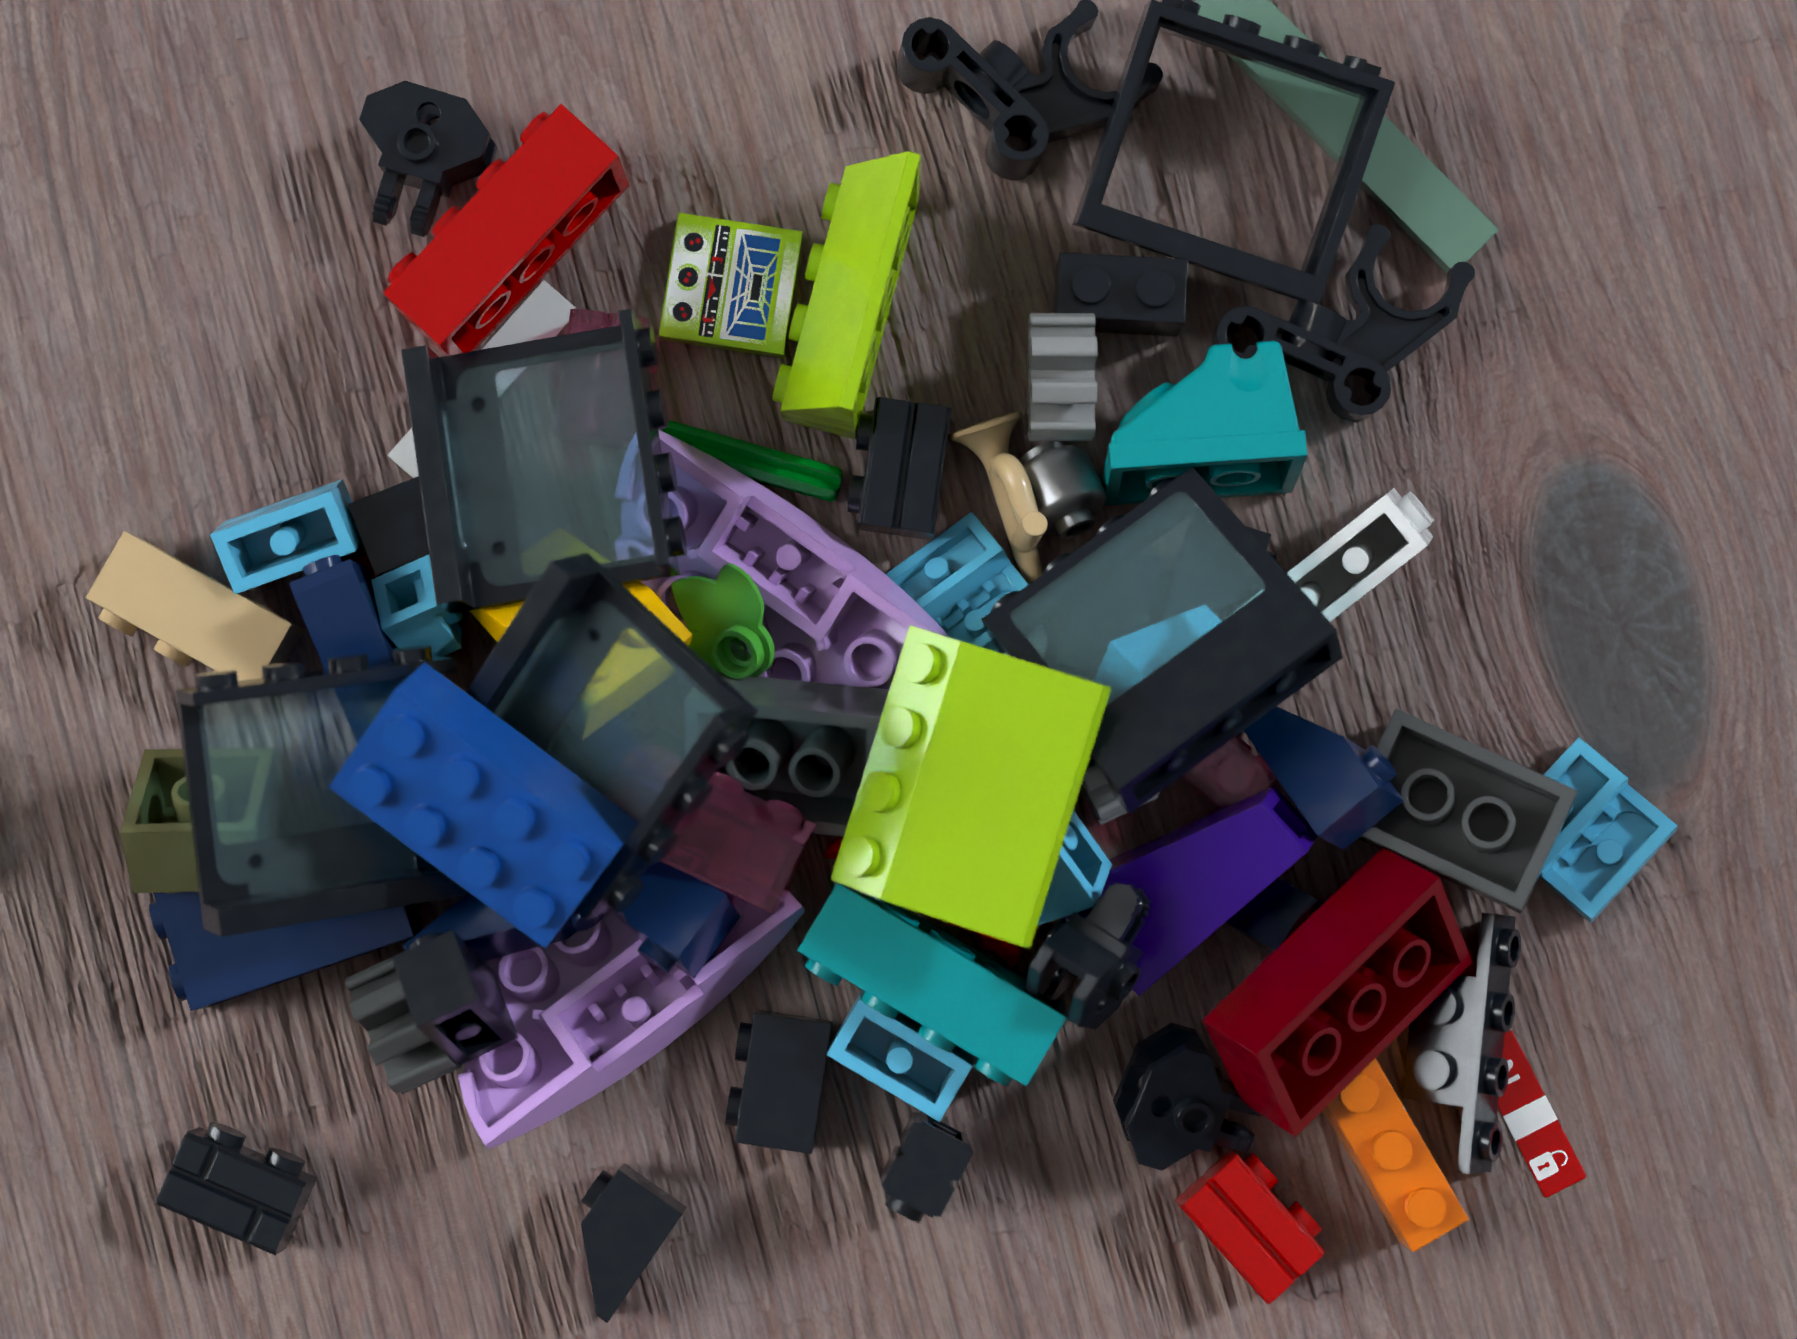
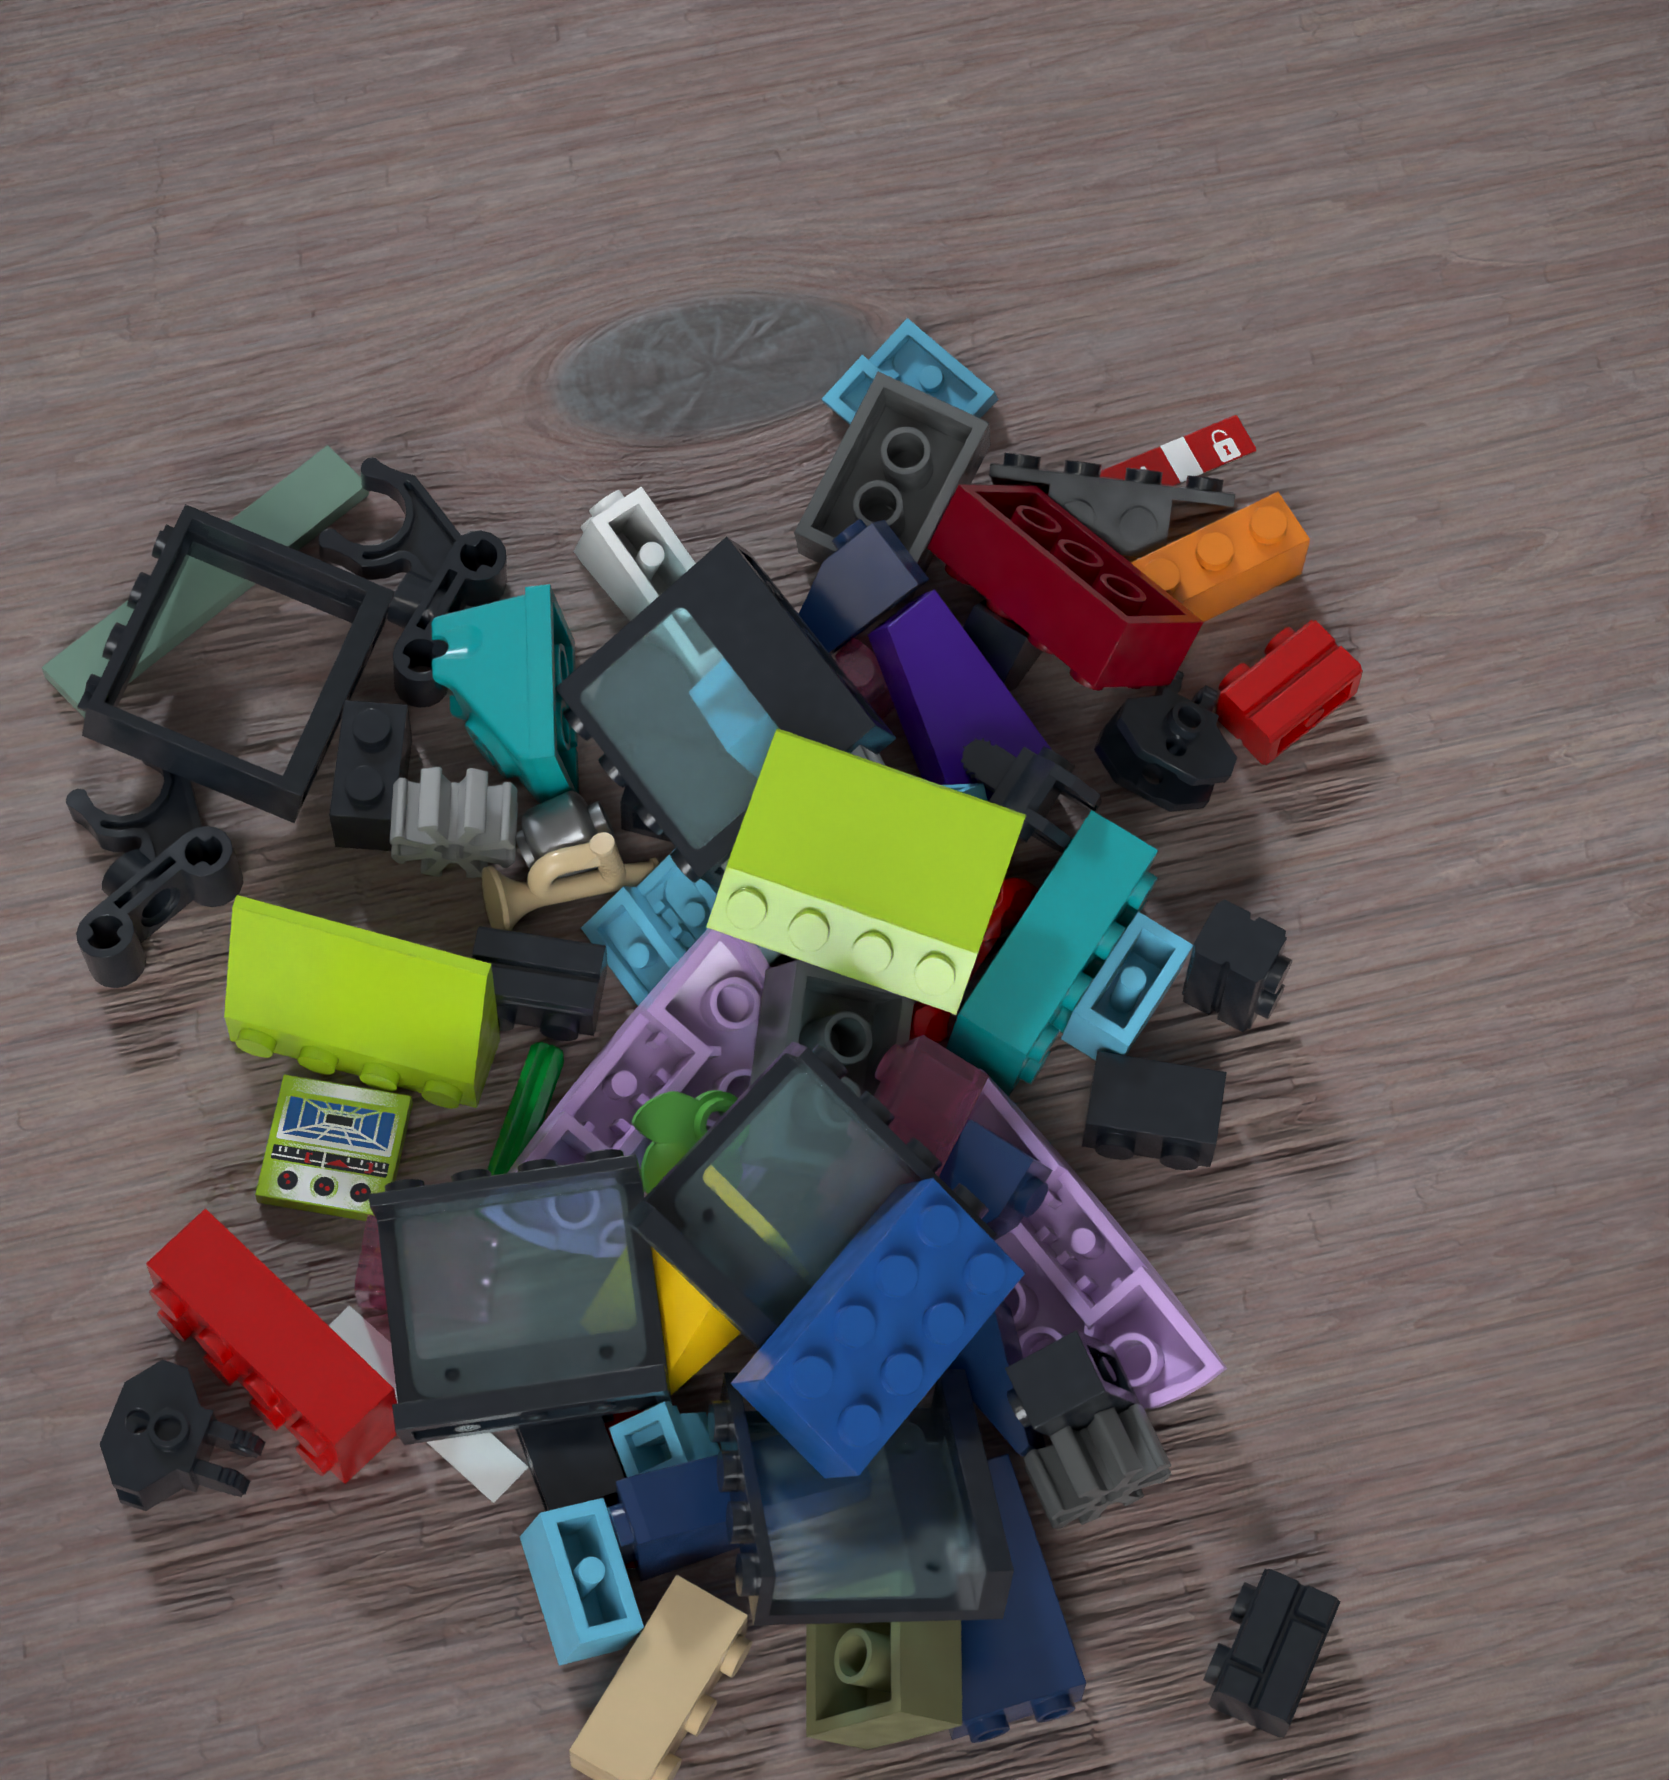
camera: 90 degrees left, 20 degrees down
(623, 1233) = (1313, 1265): black slope -> none

